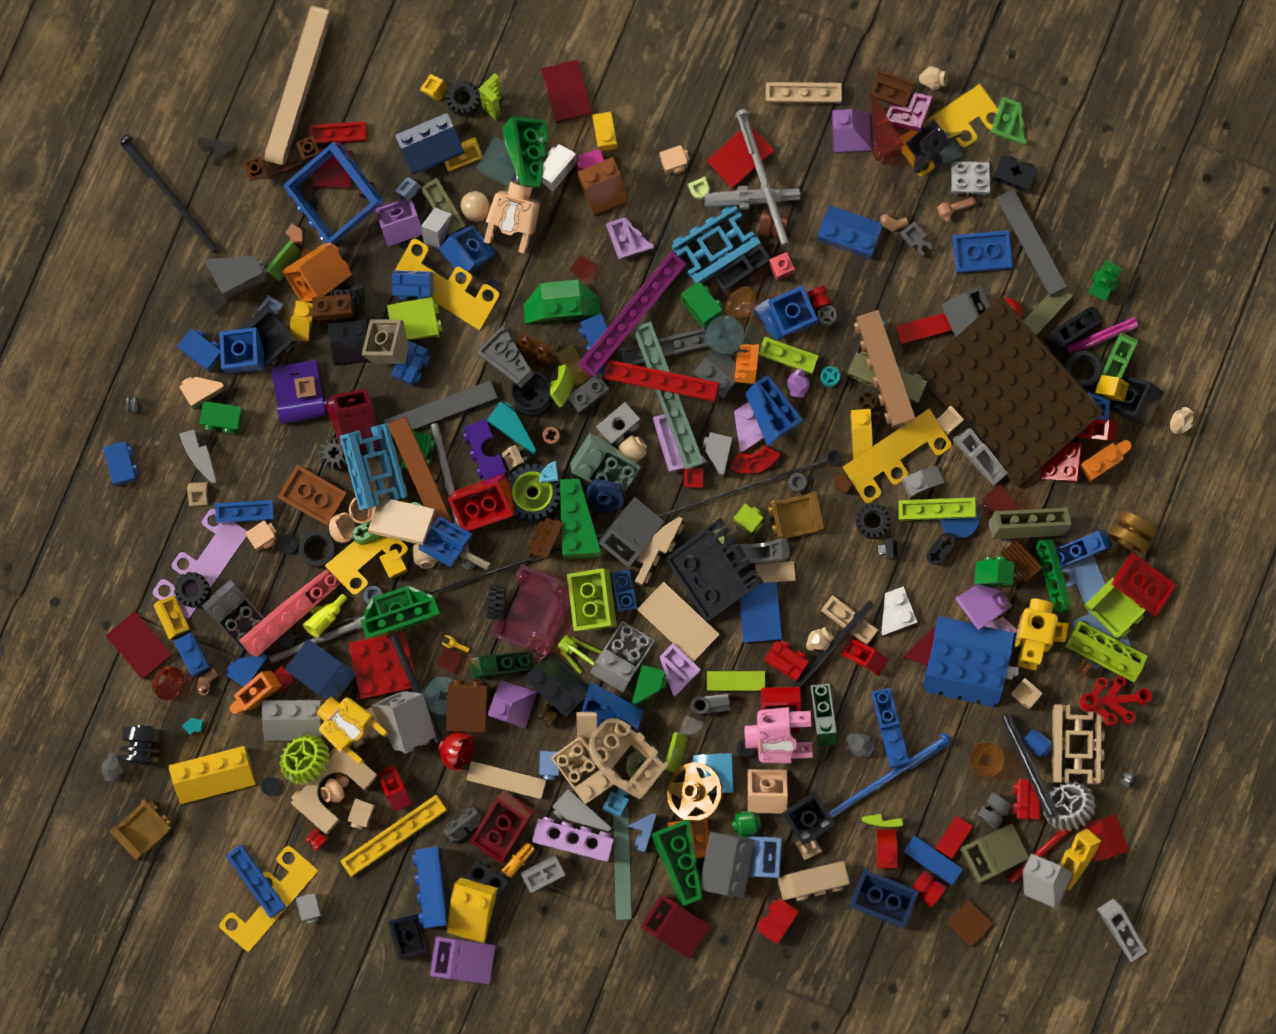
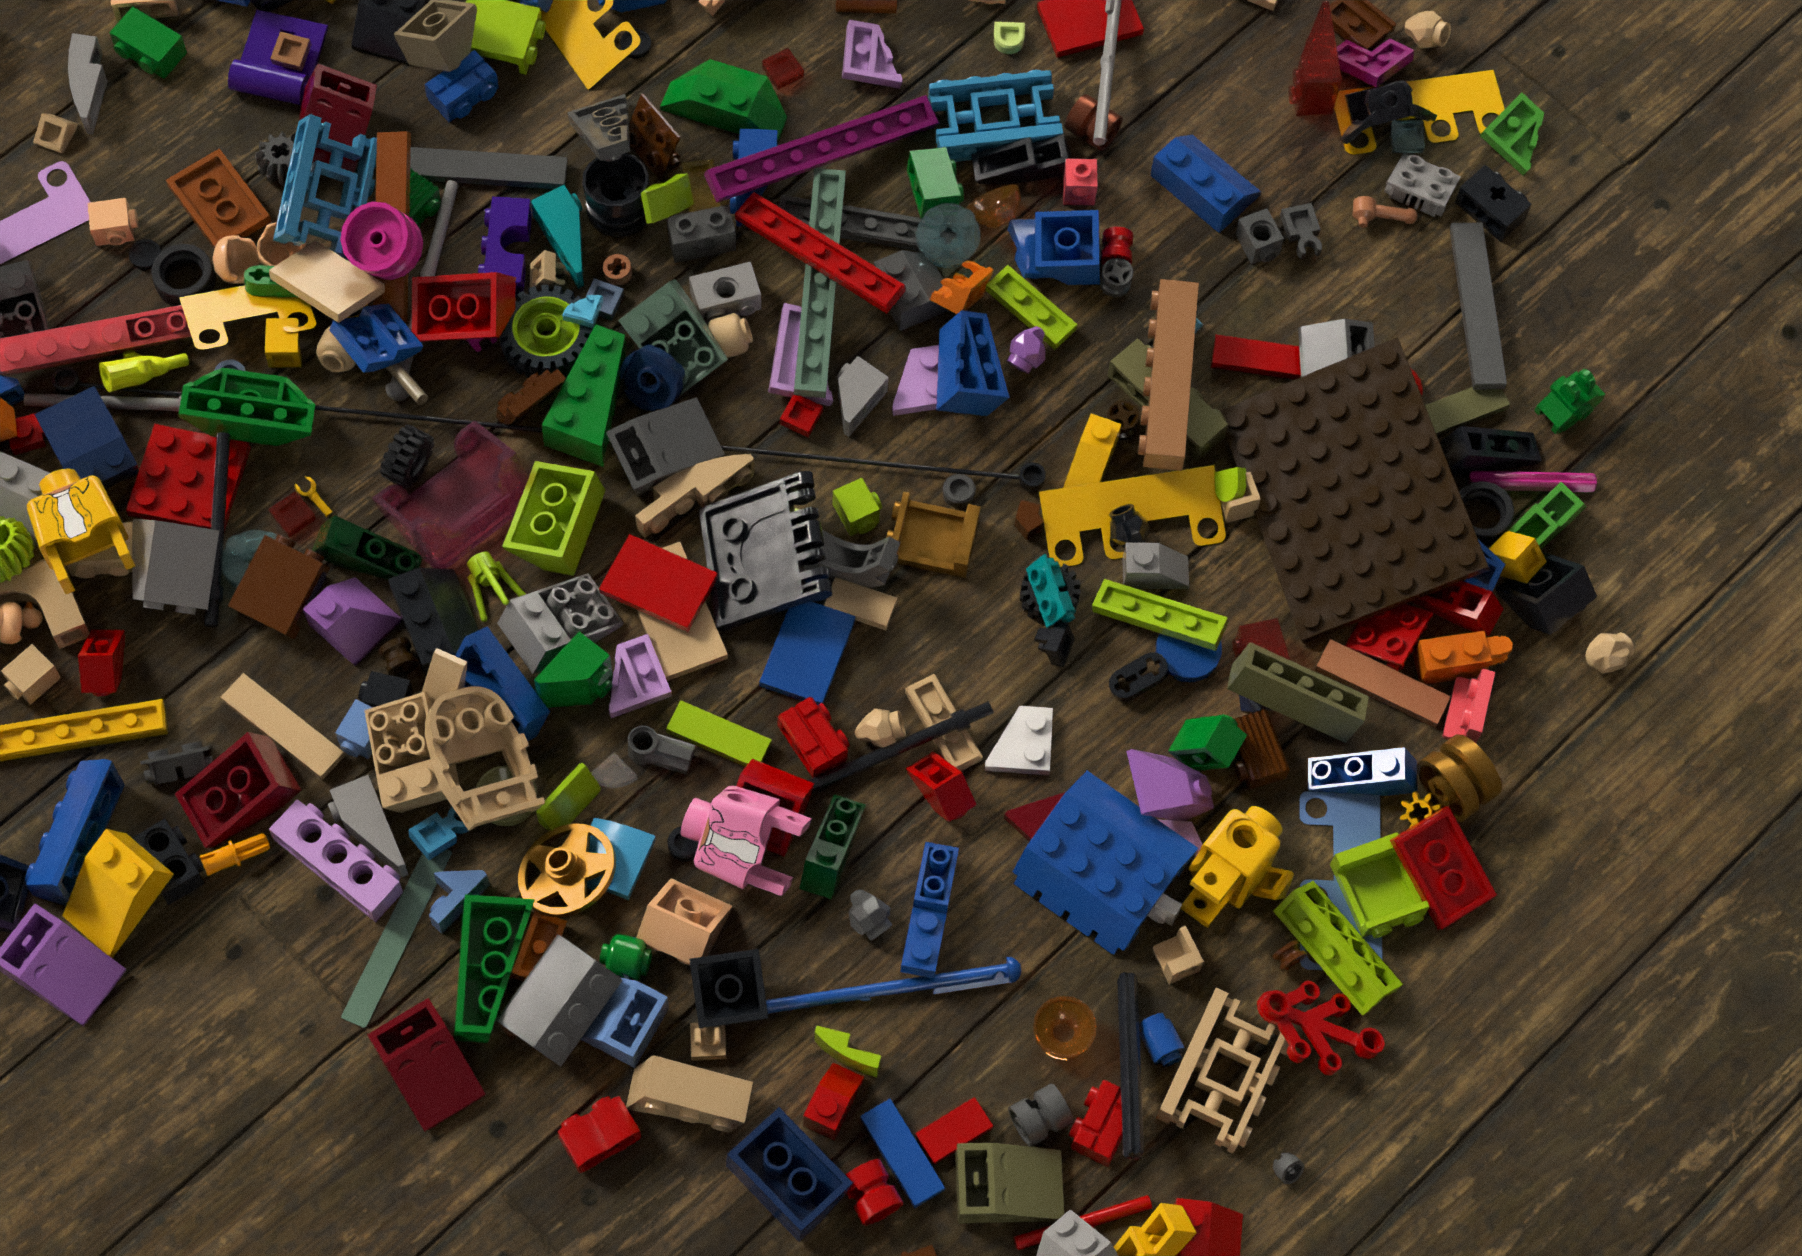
camera: 15 degrees right, 15 degrees down
(244, 511) = (106, 180): blue plate -> none
(427, 496) = (381, 240): none -> dark pink wheel
(456, 751) = (229, 646): red cylinder -> none
(542, 873) = (259, 888): light grey hinge -> none
(552, 454) = (611, 295): none -> sand blue tile
(552, 740) = (384, 689): none -> black brick
(623, 590) = (612, 527): blue slope -> none
(664, 612) = (658, 583): none -> red tile
(745, 197) = (1069, 70): light grey piece -> none
(755, 462) = (908, 435): red tile -> none
(828, 374) = (1084, 355): teal wheel -> none
(851, 131) = (1270, 48): medium lavender slope -> none
(880, 531) = (1045, 580): none -> teal hinge
(892, 224) = (1275, 196): medium nougat arm -> none
(893, 247) = (1259, 225): none -> dark grey brick
(899, 466) = (1128, 525): none -> black rock
(943, 417) = (1230, 484): none -> lime tile
(980, 456) = (1263, 569): light grey slope -> none
(982, 252) = (1396, 290): blue tile -> none
(1054, 575) = (1298, 830): green beam -> none
(1069, 492) = (1382, 683): none -> nougat tile
(1081, 806) = (1174, 1161): light grey gear -> none
(1119, 552) = (1424, 802): none -> yellow gear
(1121, 487) = (1469, 706): none -> coral bracket

